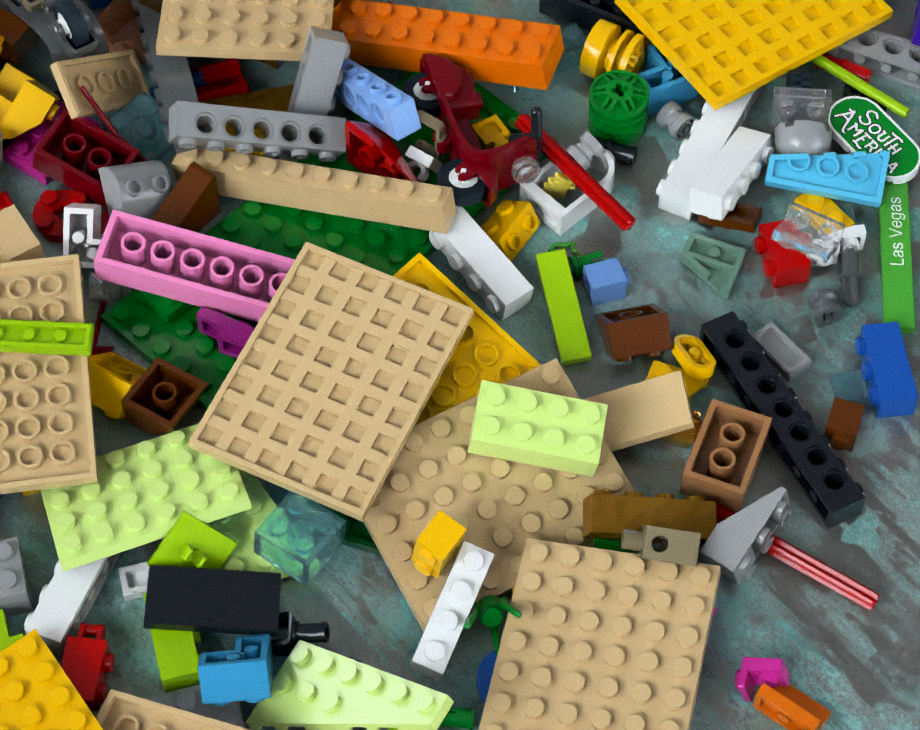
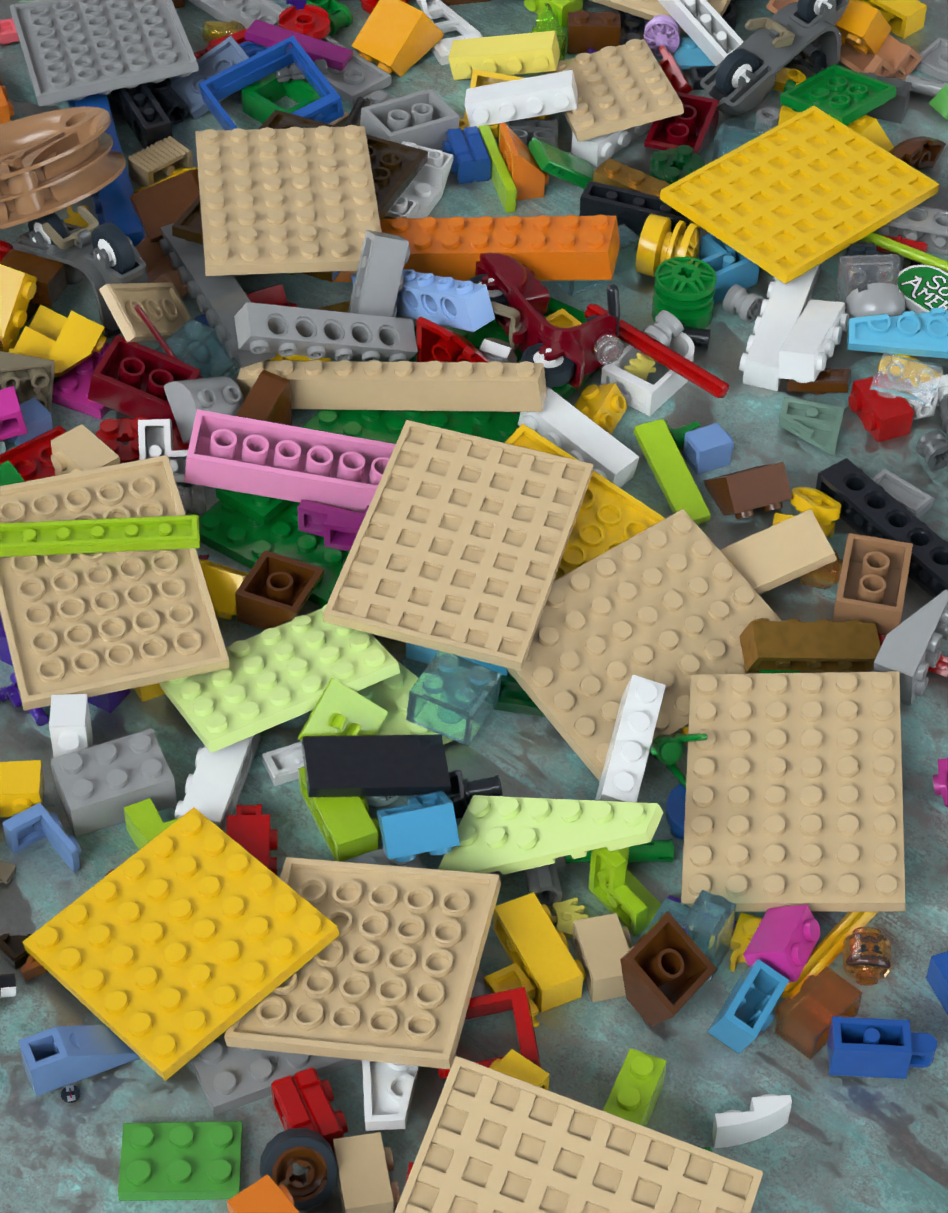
camera: 10 degrees left, 10 degrees down
(437, 545) = (605, 682): yellow brick -> none
(537, 428) = (681, 569): yellowish green brick -> none
(676, 545) = (837, 656): dark tan torso -> none

